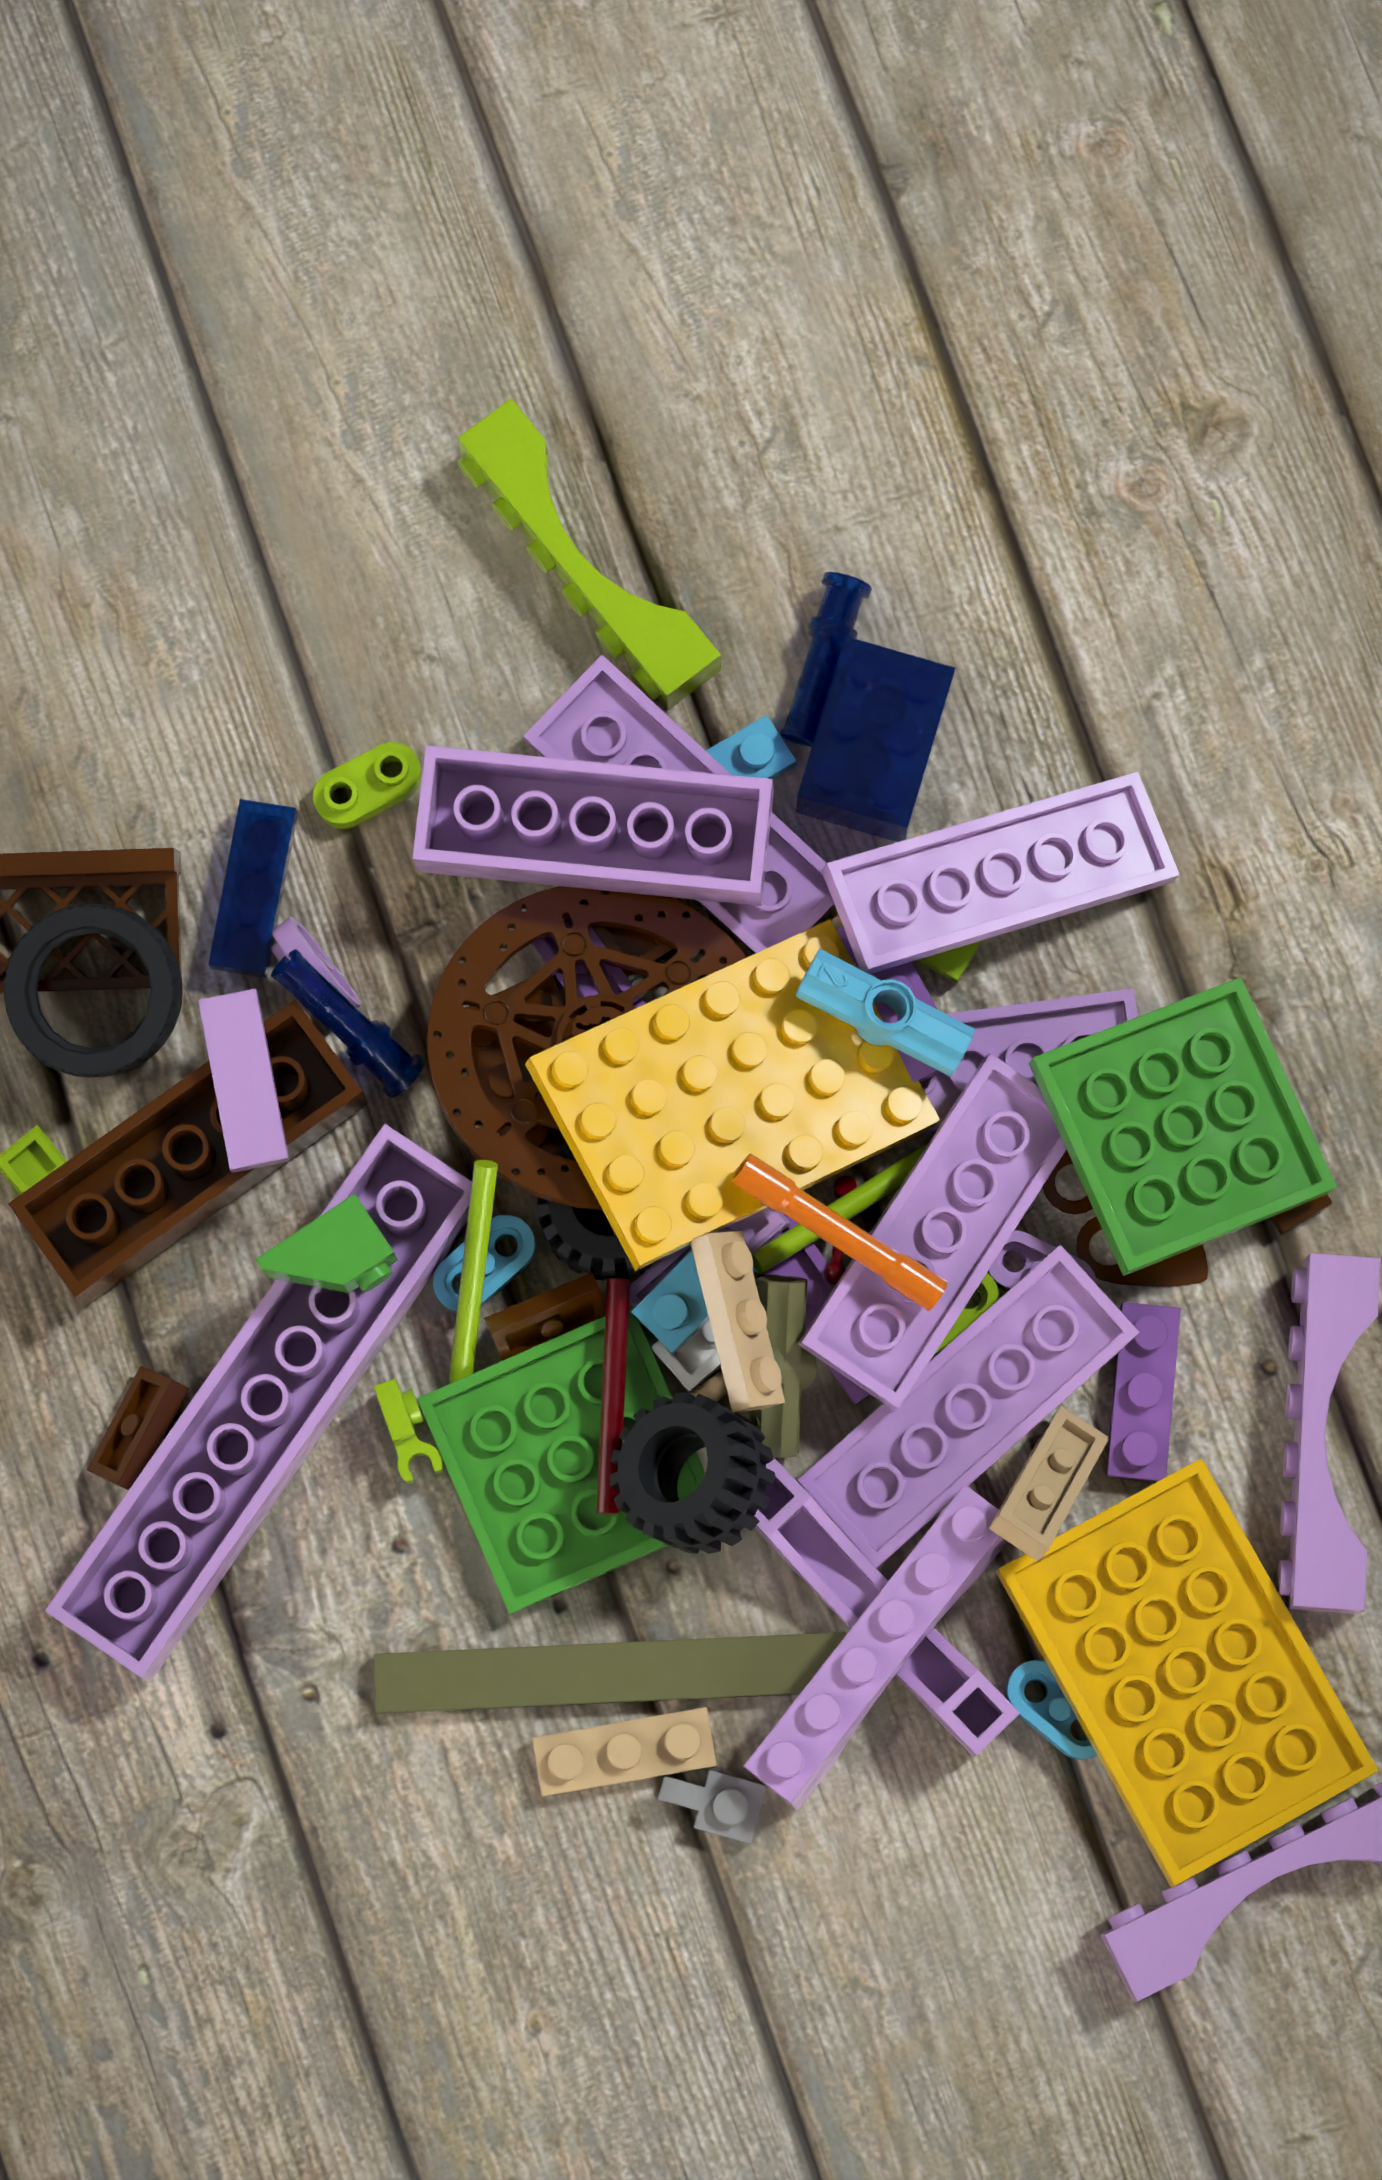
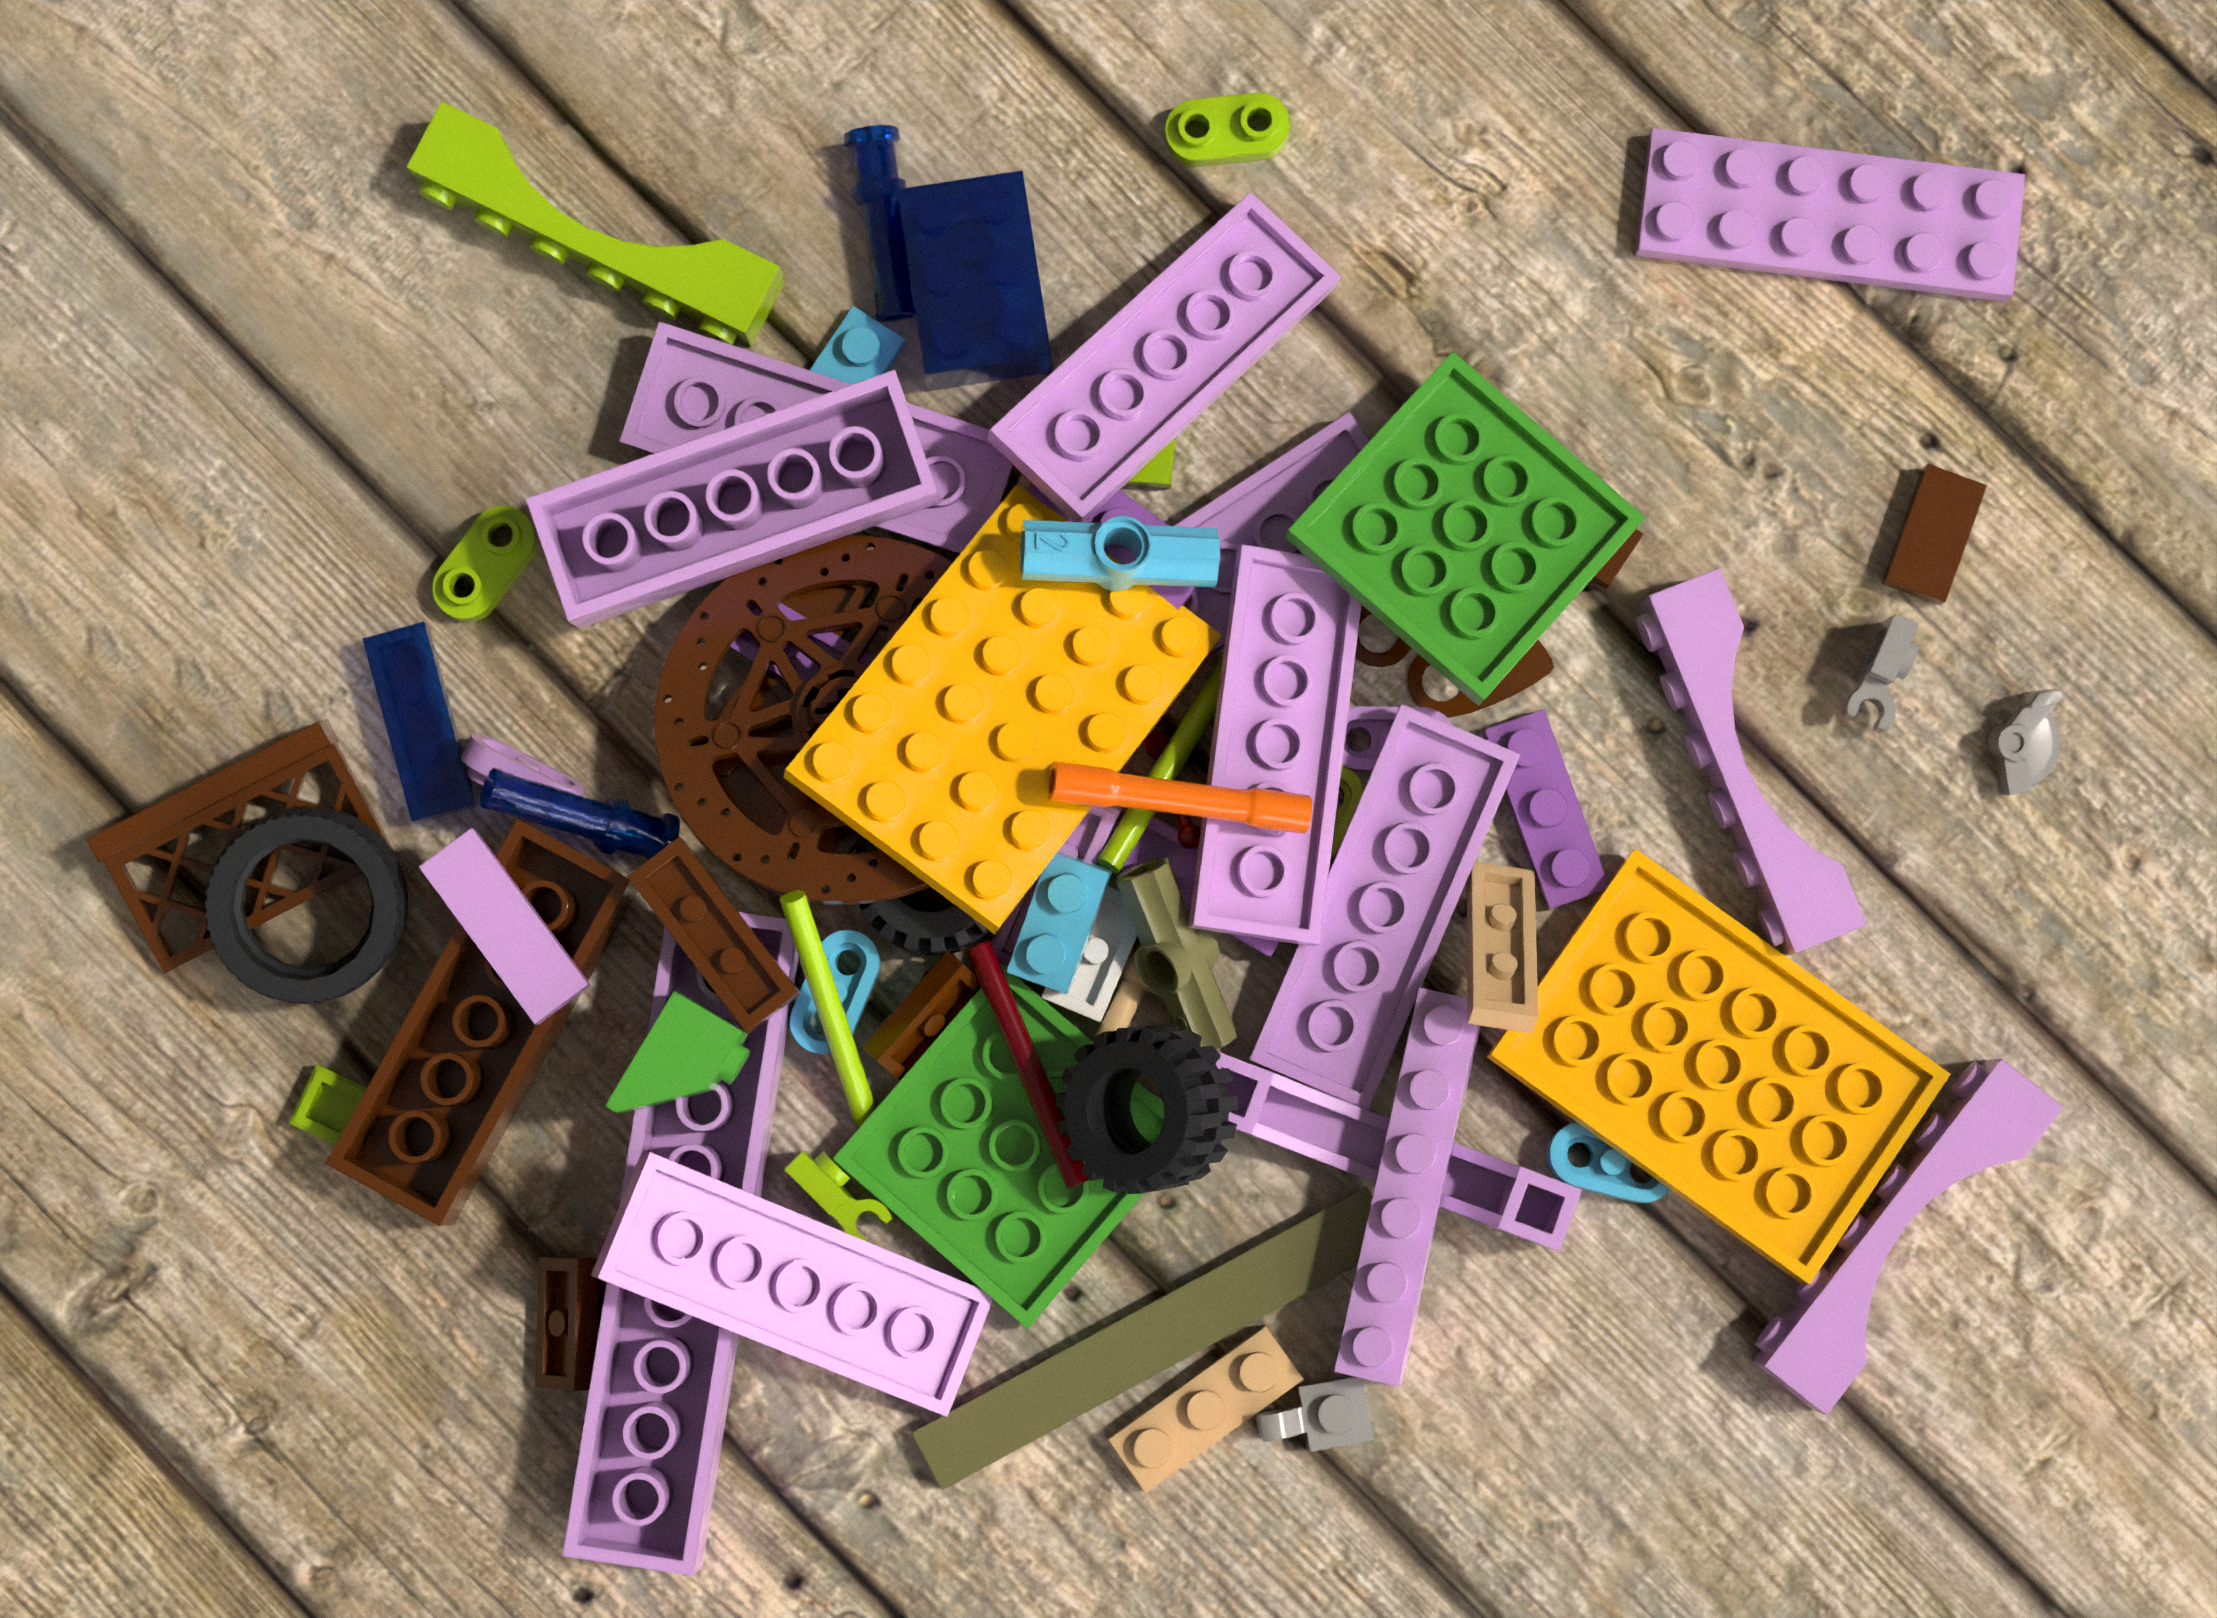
camera: 30 degrees left, 5 degrees up
(337, 1481) = (792, 1283): none -> plate
(408, 1166) = (714, 935): none -> reddish brown plate
(737, 1321) = (1120, 934): tan plate -> none
(1141, 717) = (1228, 133): none -> lime plate

